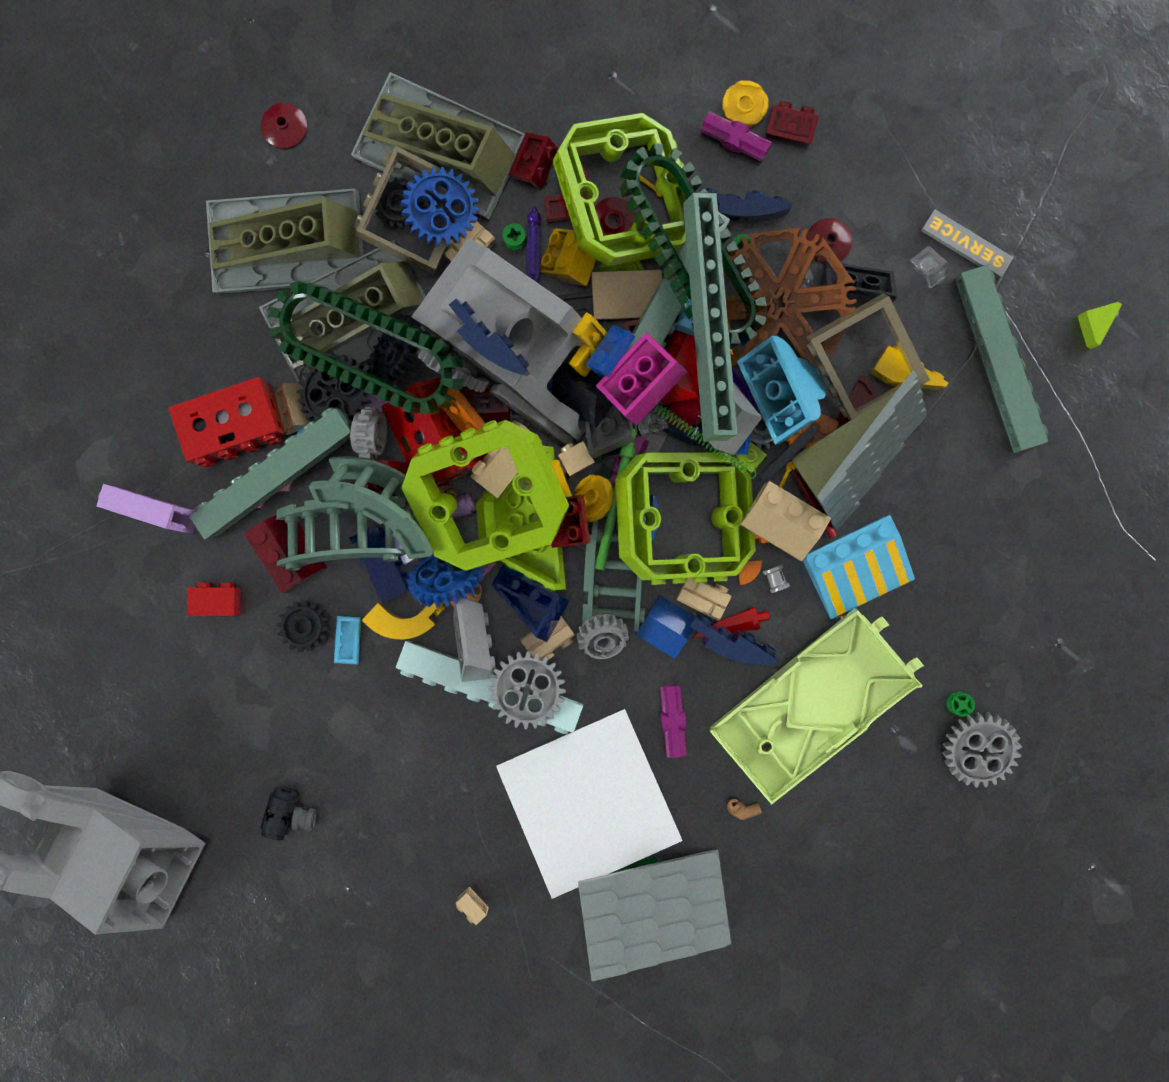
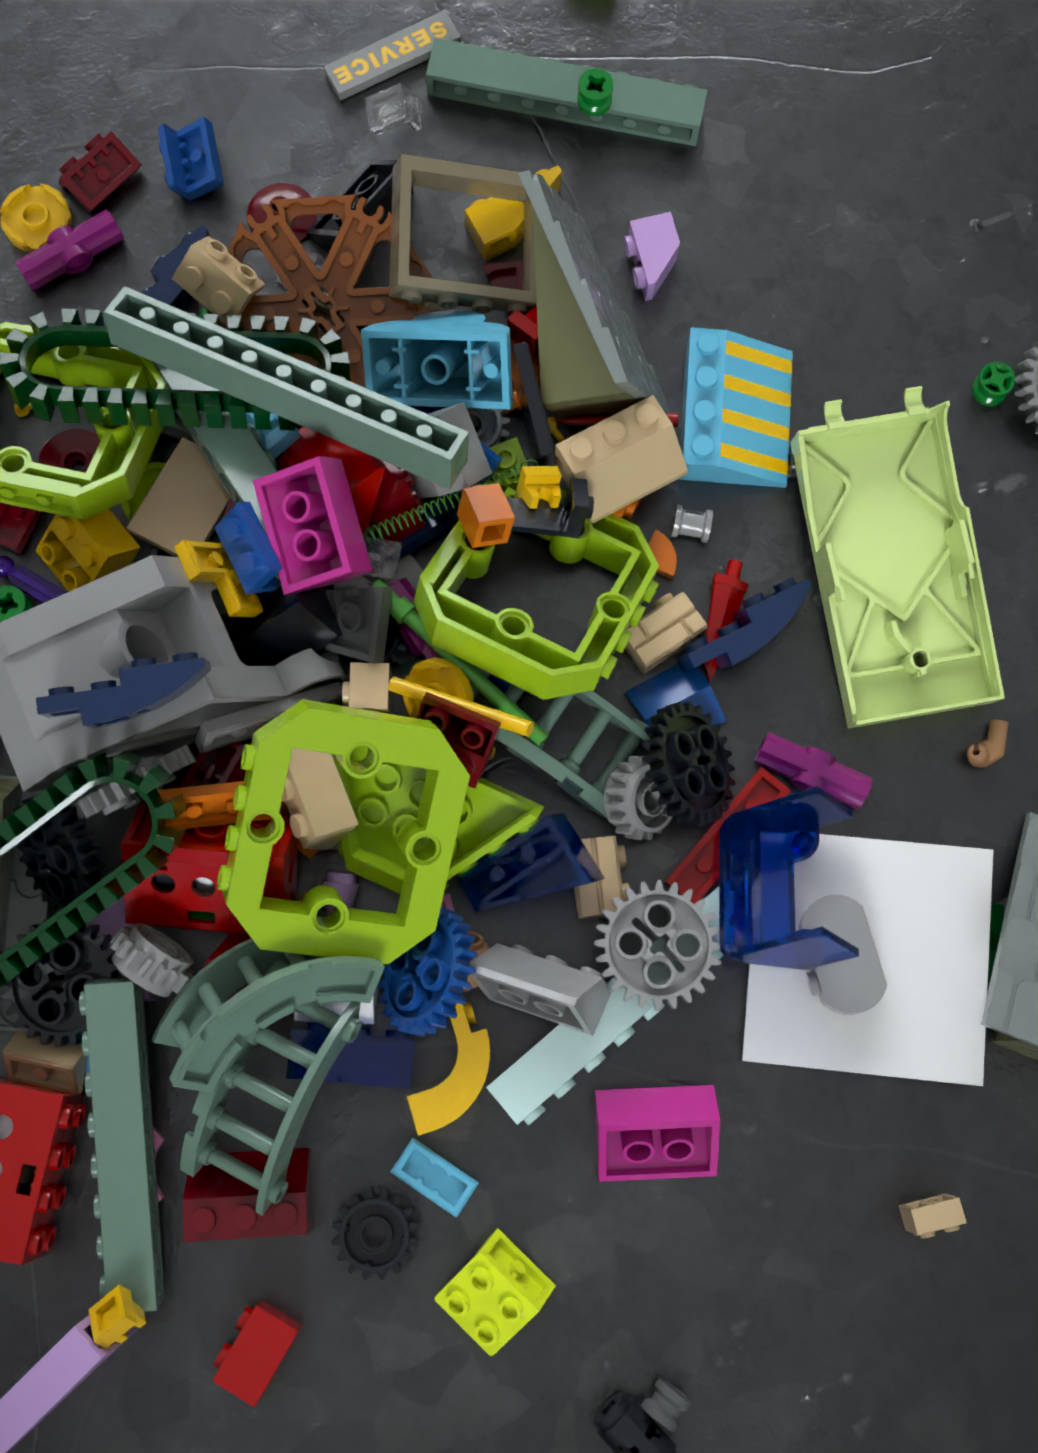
camera: 65 degrees left, 10 degrees down
(189, 522) = (114, 1317): none -> yellow tile
(309, 704) = (495, 1293): none -> neon yellow bracket
(434, 741) = (657, 1133): none -> dark pink slope
(577, 789) = (850, 984): none -> light grey brick
(590, 513) = (417, 691): none -> yellow bar
(591, 725) = (758, 882): none -> clear blue windscreen
(610, 694) = (701, 865): none -> red plate
(634, 652) = (688, 764): none -> black gear
(705, 466) = (485, 515): none -> orange brick
(727, 500) = (561, 521): none -> black bracket
(741, 484) = (539, 484): none -> yellow tile
(759, 235) = (217, 278): none -> tan bracket
(831, 169) = (191, 159): none -> blue bracket
(833, 422) = (524, 329): none -> red tile
(929, 467) = (654, 250): none -> lavender slope
(1000, 381) = (591, 101): none -> green wheel

